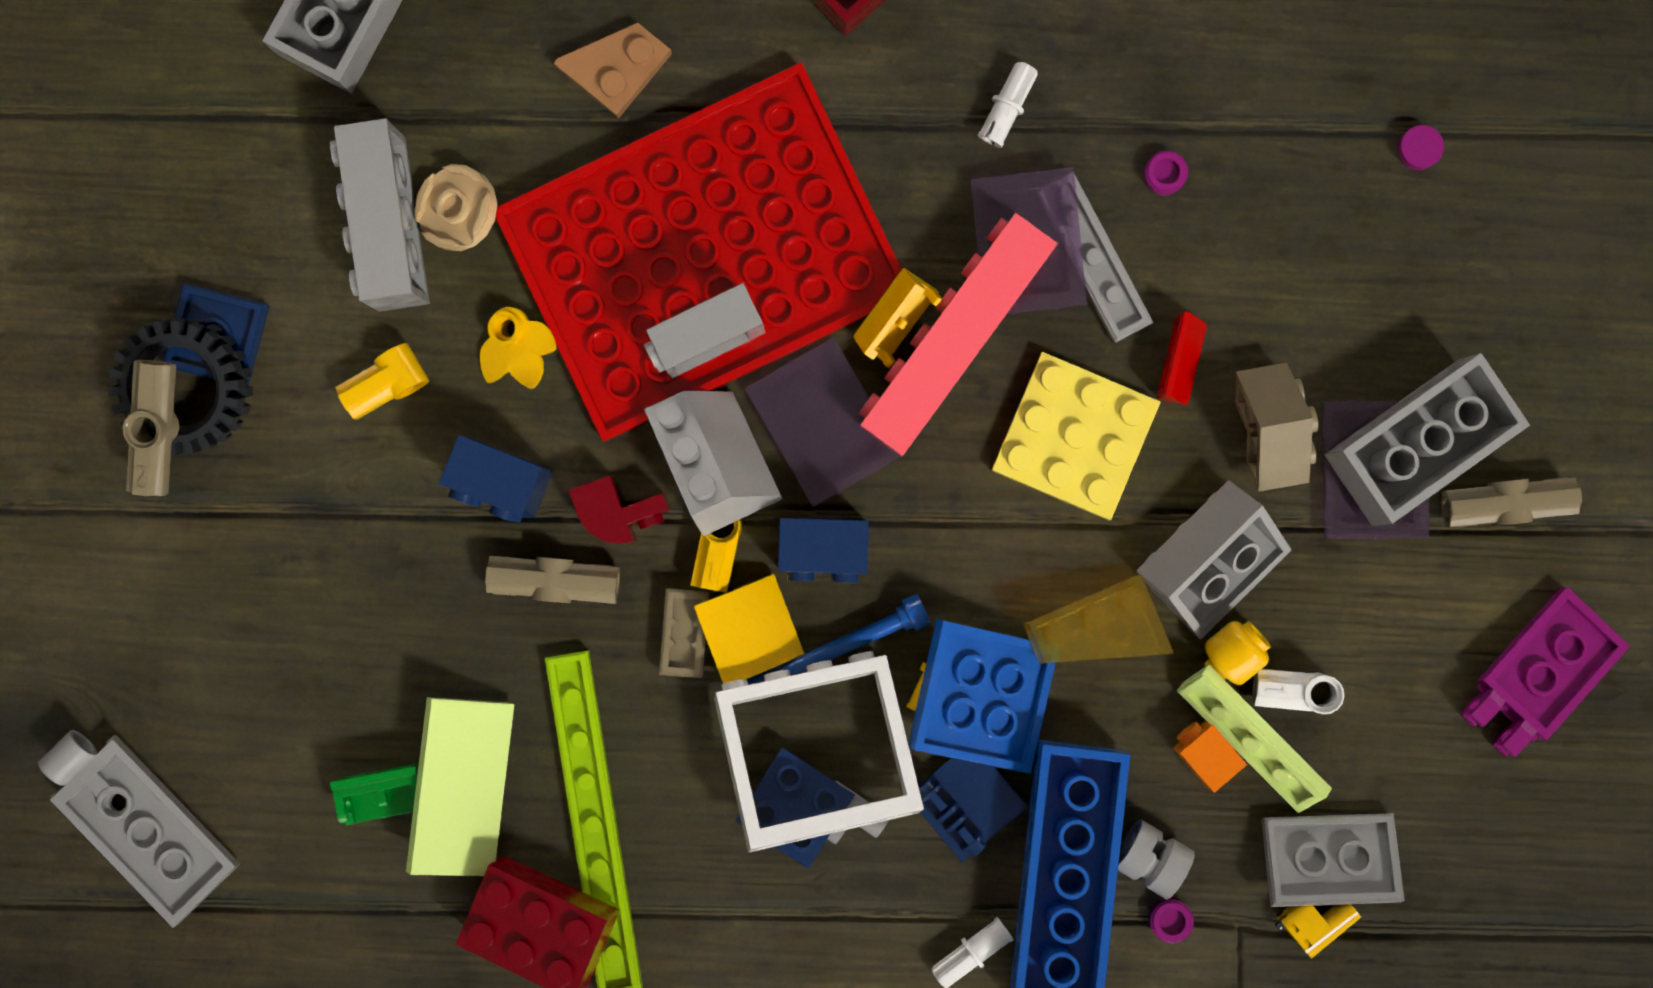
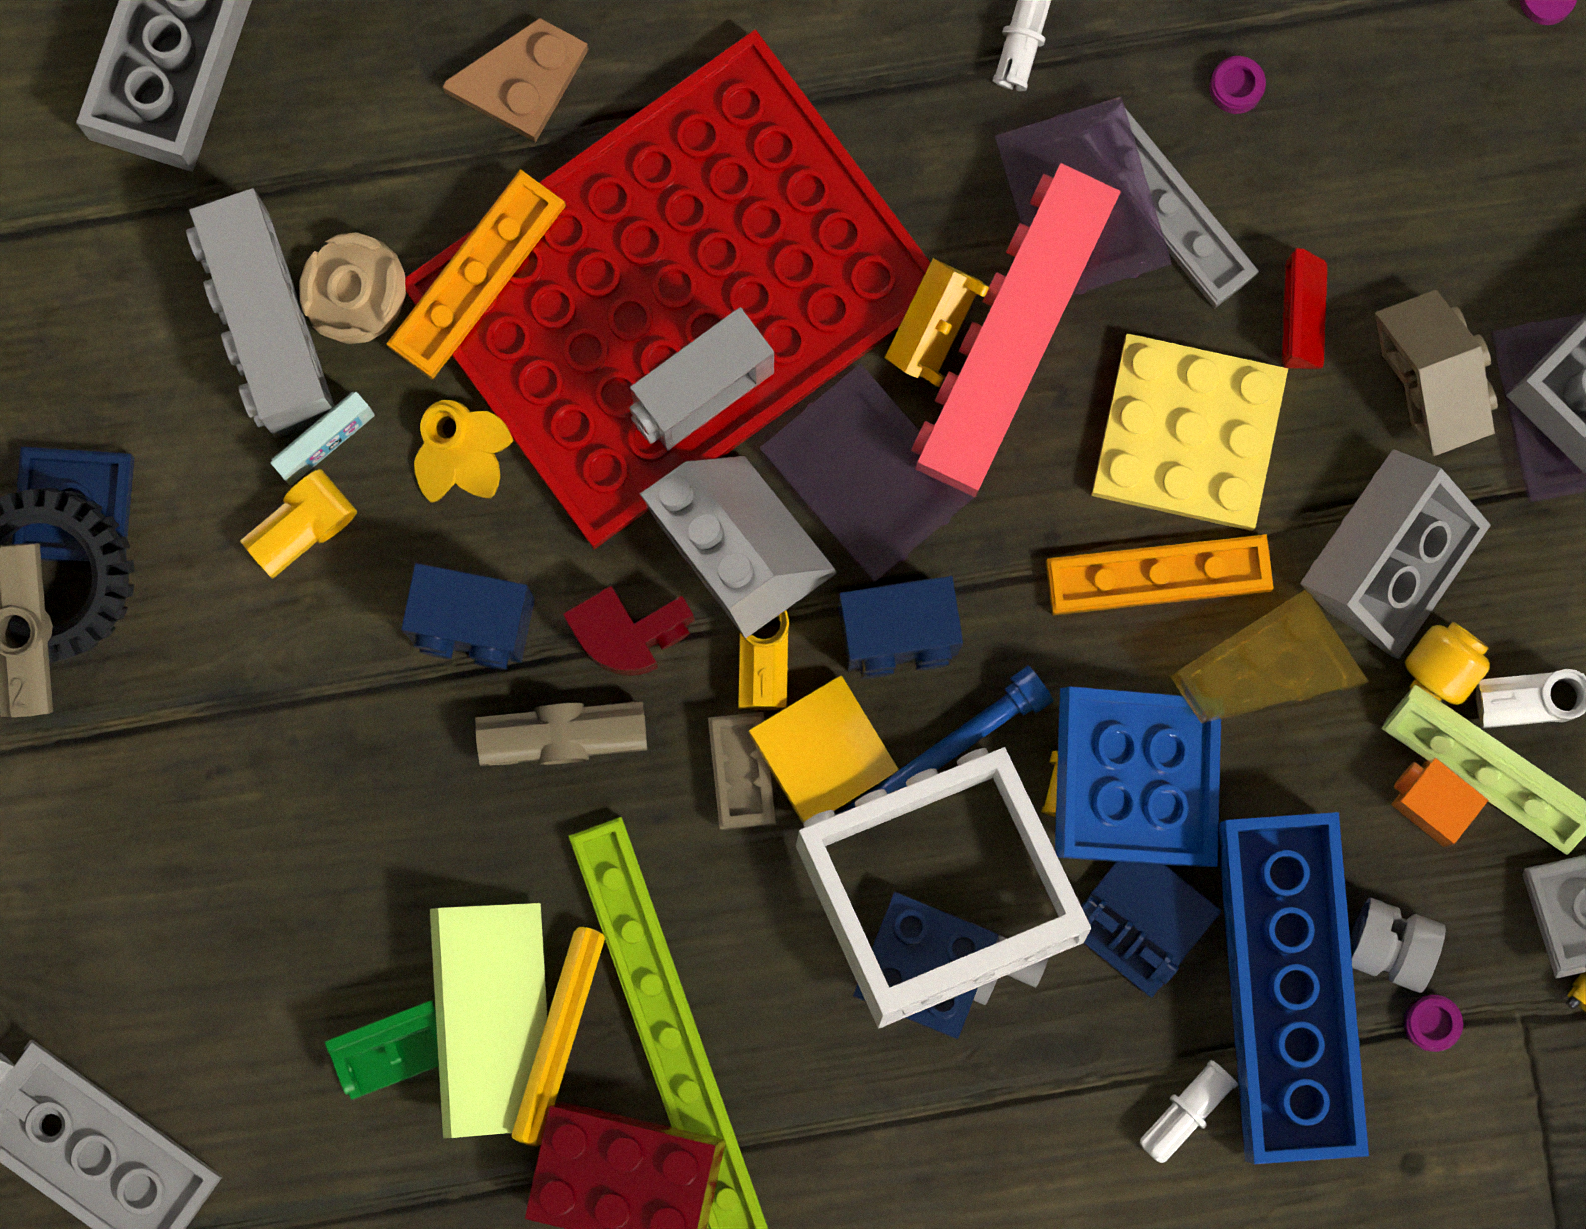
camera: 15 degrees left, 5 degrees down
(411, 319) = (322, 438): none -> light aqua tile
(508, 808) = (558, 1035): none -> yellow axle
(551, 215) = (476, 274): none -> light orange tile
(1031, 541) = (1159, 574): none -> light orange tile

